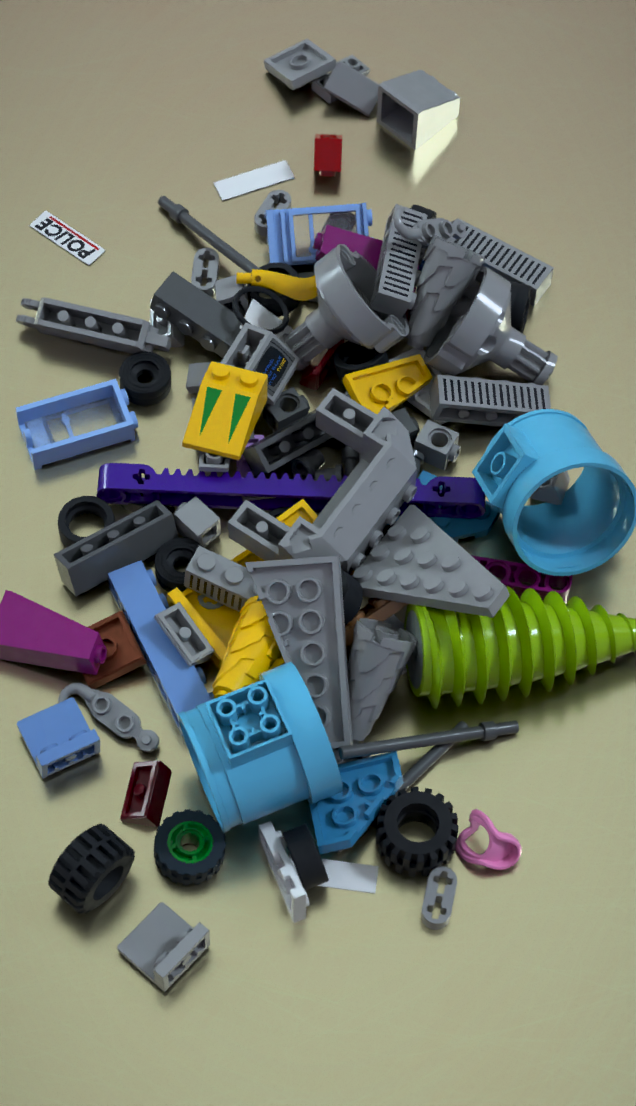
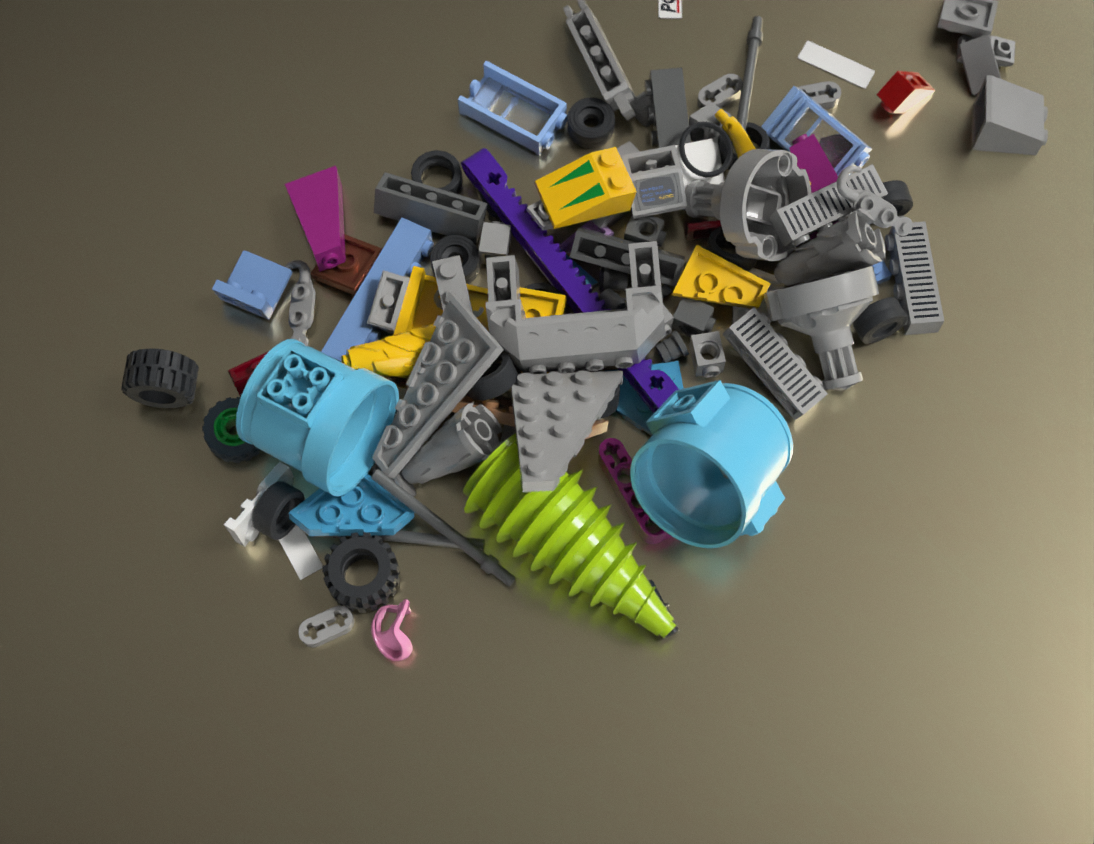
camera: 55 degrees right, 10 degrees up
(164, 945) = (148, 469): light grey bracket -> none

